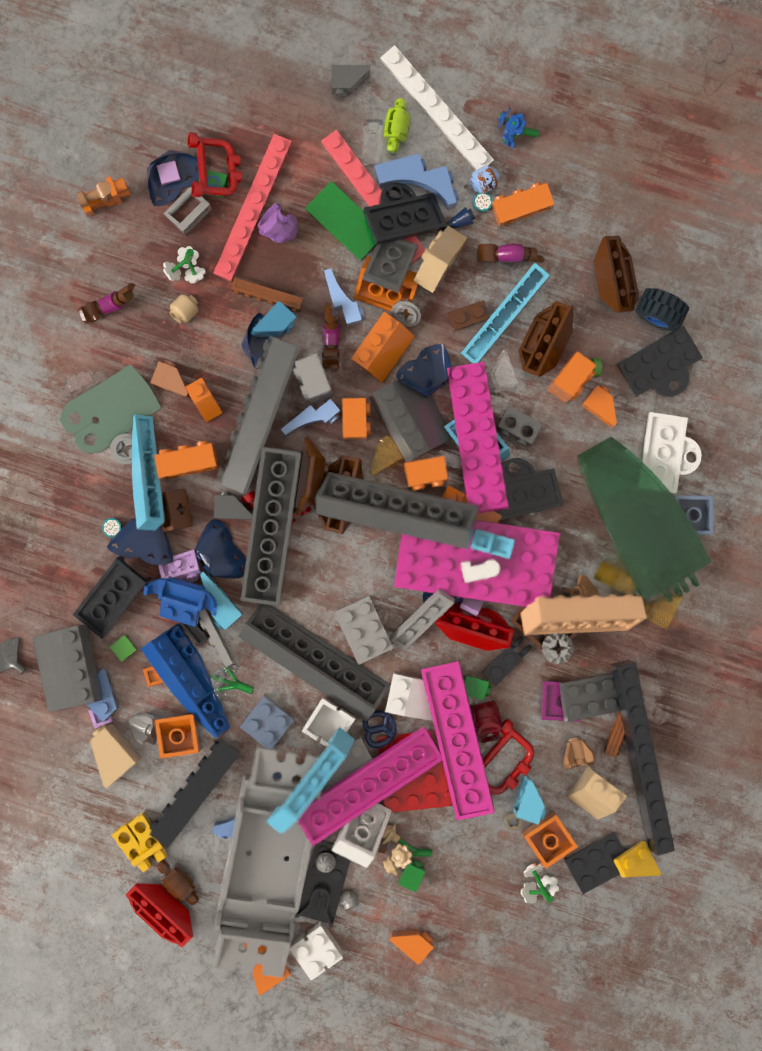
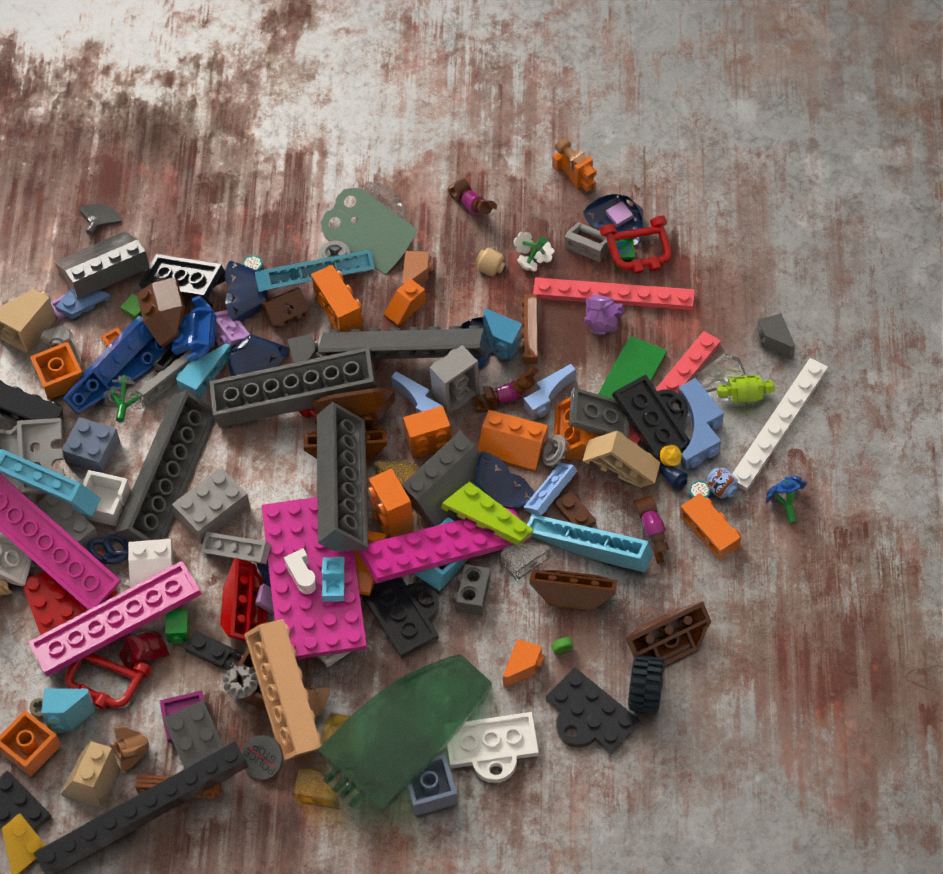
camera: 75 degrees right, 30 degrees down
(147, 625) = (162, 309): none -> reddish brown wedge
(442, 329) = (550, 489): none -> light blue plate
(446, 214) = (670, 455): none -> yellow tile
(450, 397) = (487, 513): none -> lime wing
(573, 375) = (538, 612): orange brick -> none
(621, 645) = (263, 757): none -> dark grey piece

